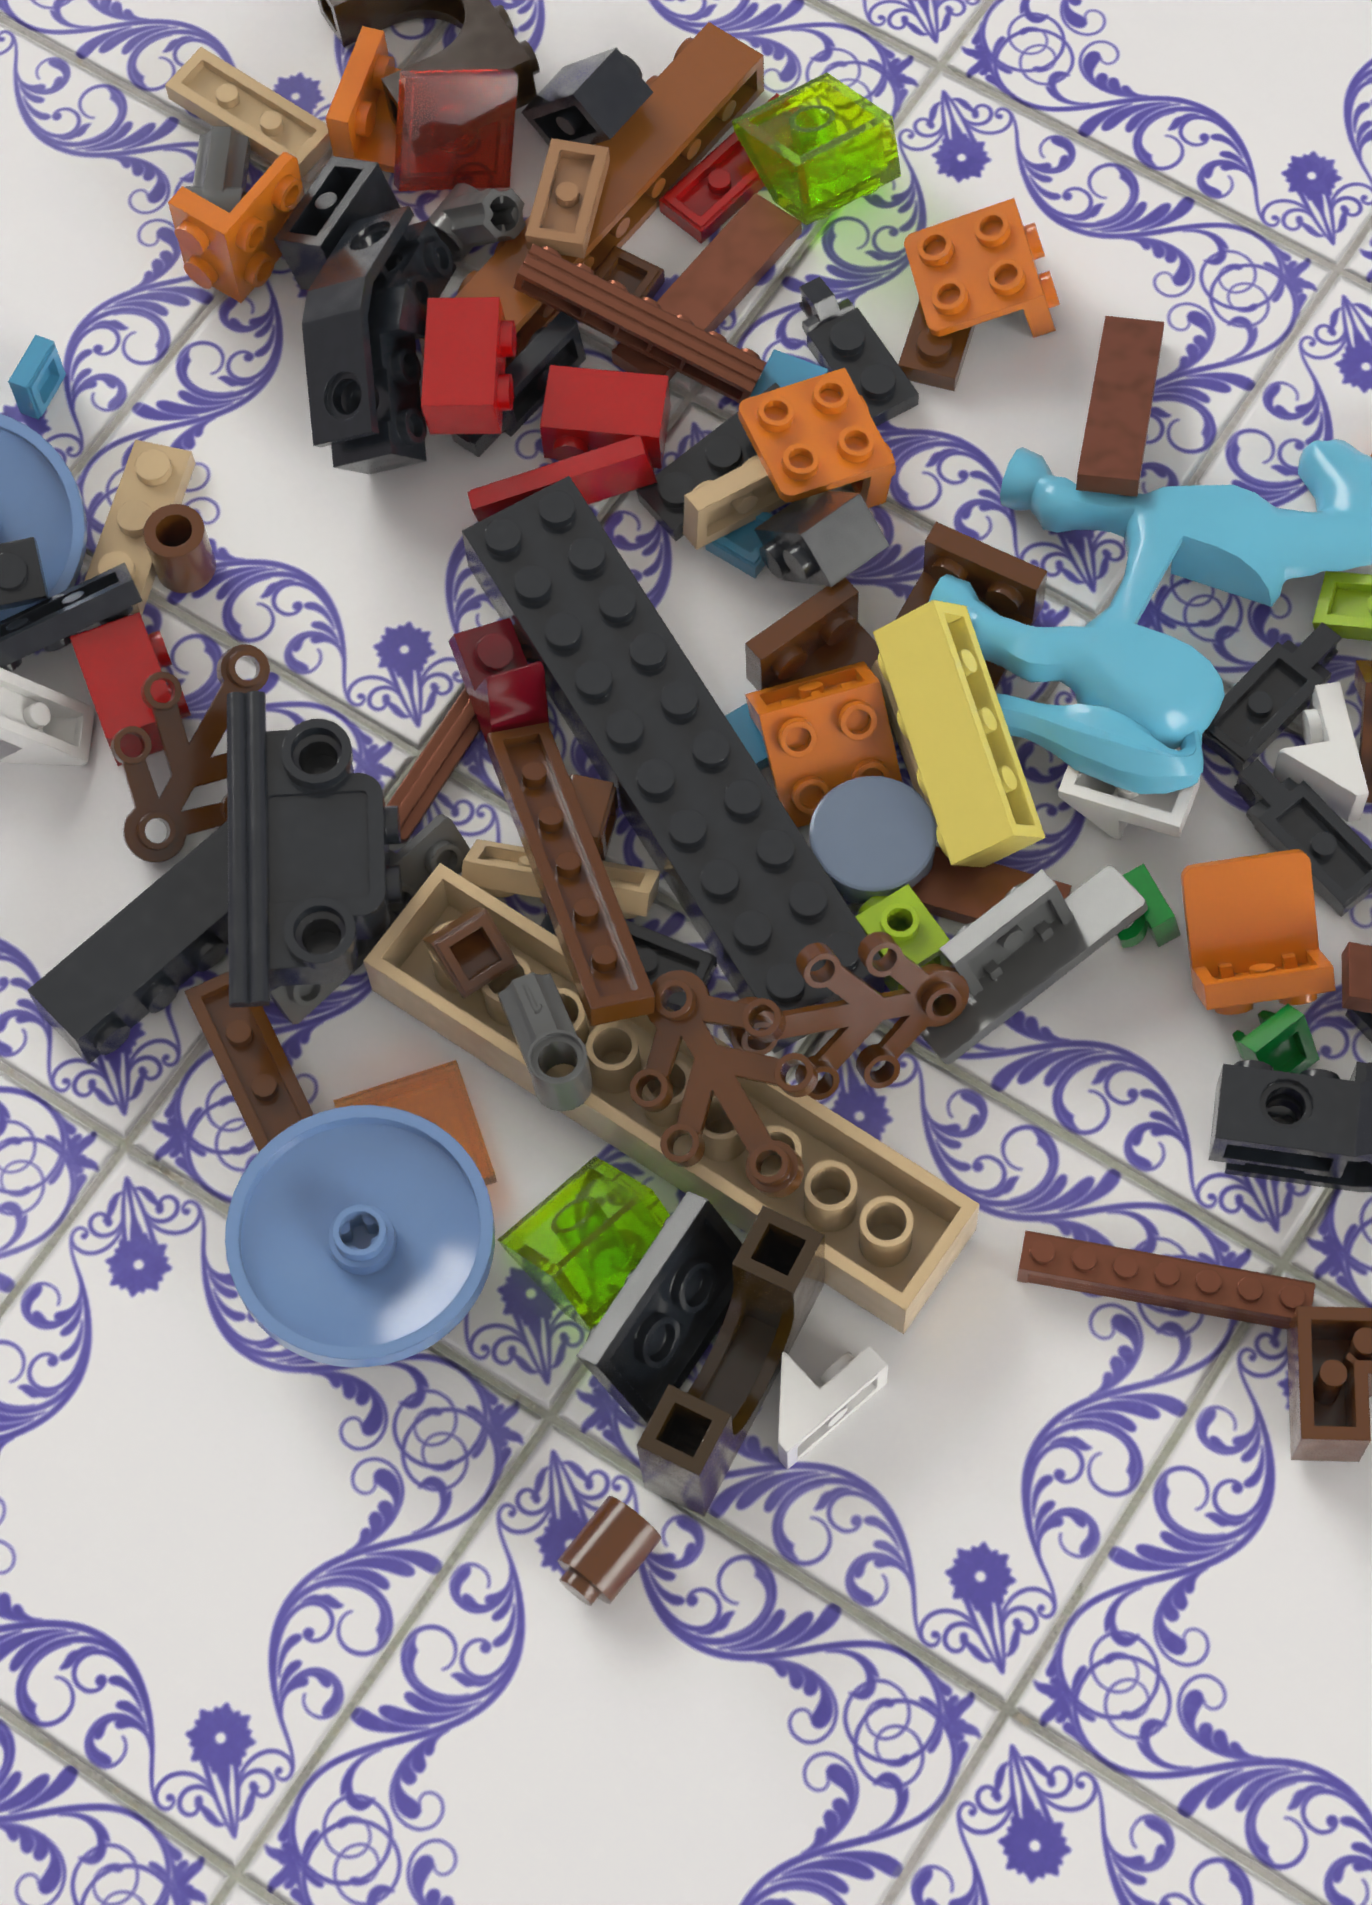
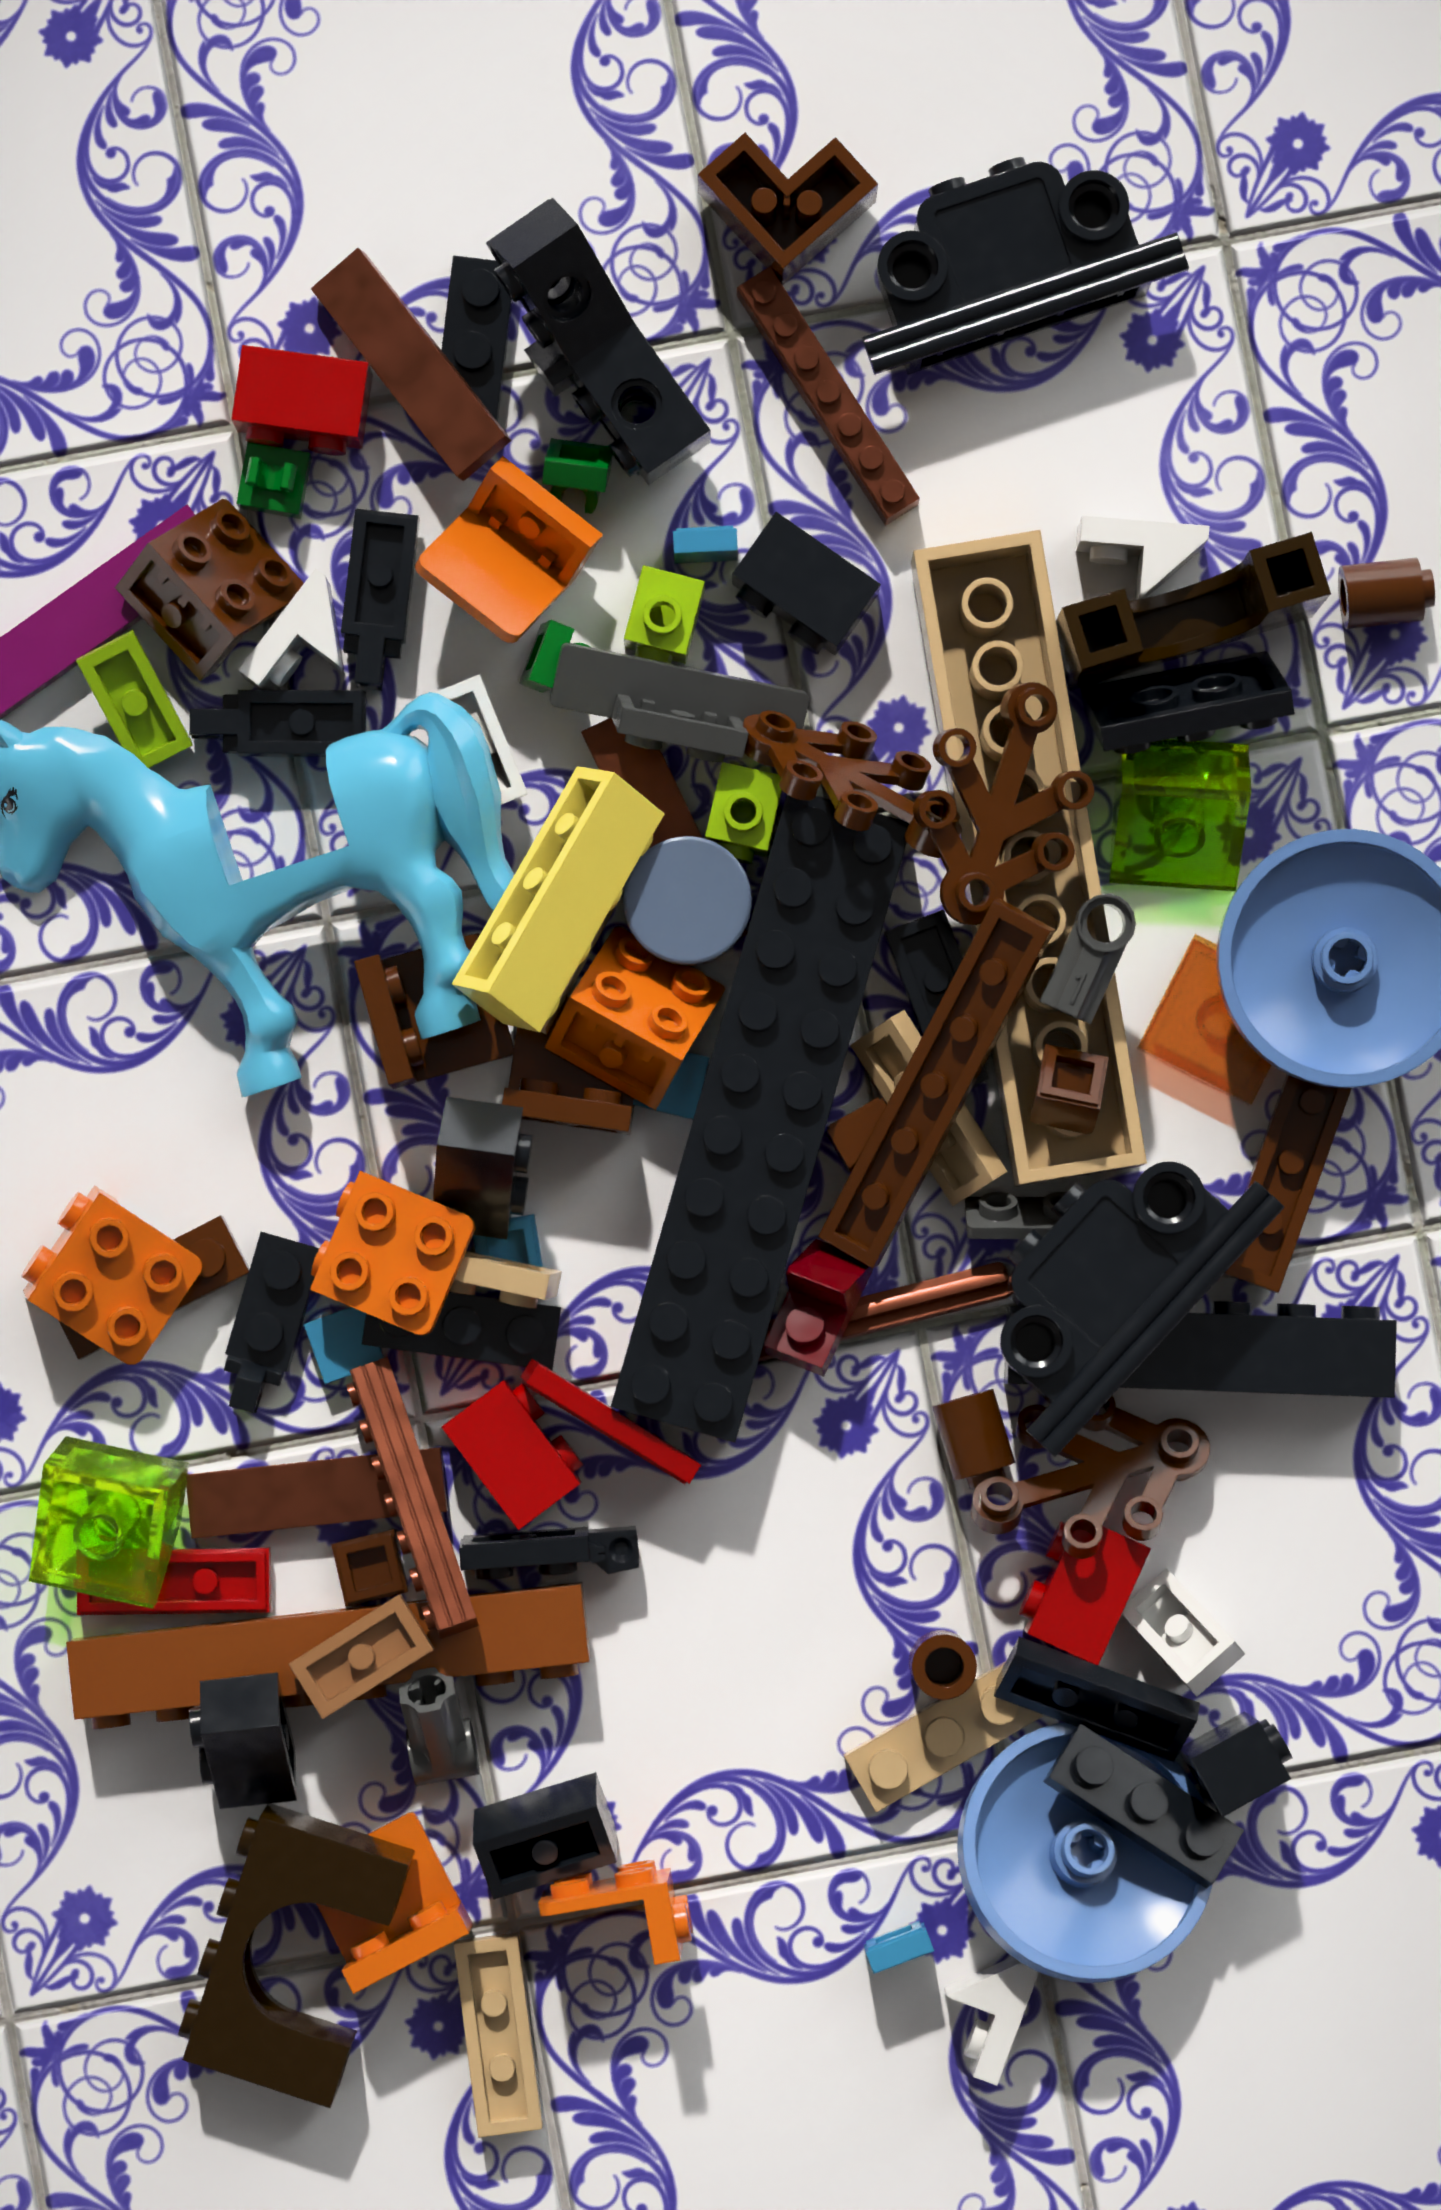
camera: 140 degrees left, 20 degrees up
(222, 167) = (606, 1973): dark grey piece -> none
(299, 697) = (974, 1437): none -> reddish brown brick
(363, 336) = (628, 1693): black brick -> none
(455, 129) = (376, 1820): clear red tile -> none
(466, 365) = (591, 1579): red brick -> none
(1031, 1129) = (804, 586): none -> black brick
(1103, 1011) = (664, 615): none -> lime brick
(1120, 406) = (136, 1053): copper tile -> none
(1130, 1087) = (705, 544): none -> dark azure tile
(1148, 1502) = (1010, 262): none -> black brick

